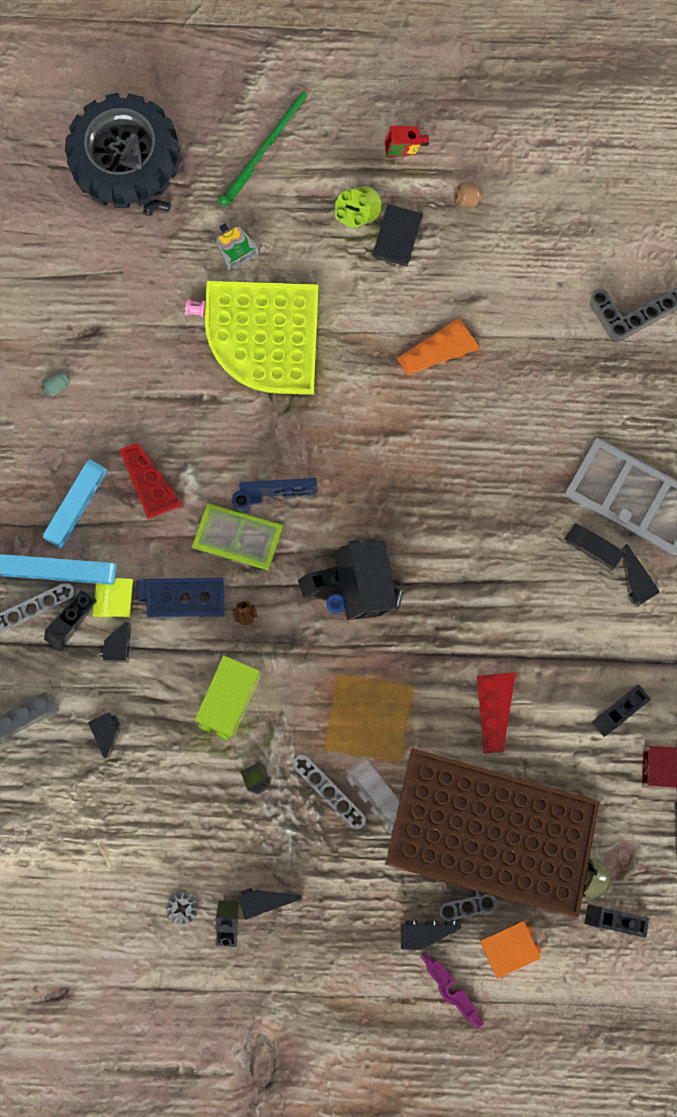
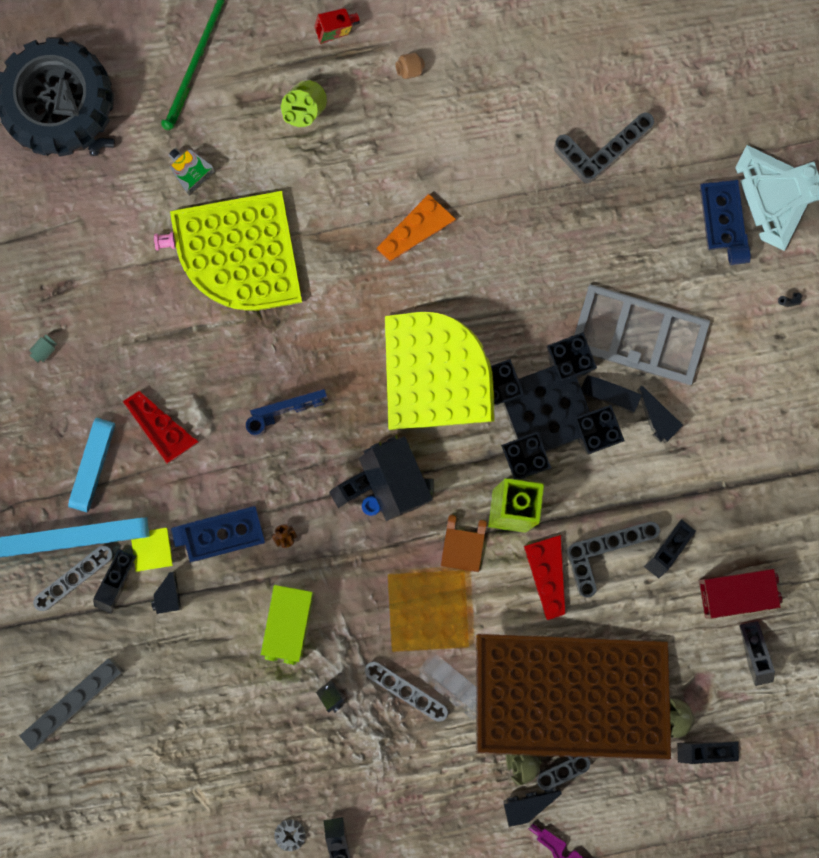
camera: 15 degrees left, 5 degrees up
(105, 732) = (176, 683): black slope -> none
(237, 536) = (259, 461): clear door -> none
(260, 901) = (365, 811): black slope -> none
(397, 235) = (349, 122): black tile -> none
(417, 664) = (463, 548): none -> dark orange flag
(427, 487) = (435, 373): none -> neon yellow plate
(429, 892) = (524, 767): none -> olive cylinder
(478, 631) = (516, 505): none -> lime brick
(510, 948) = (613, 801): orange brick -> none
(555, 686) = (586, 552): none -> dark grey beam
(560, 505) = (593, 430): none -> black slope

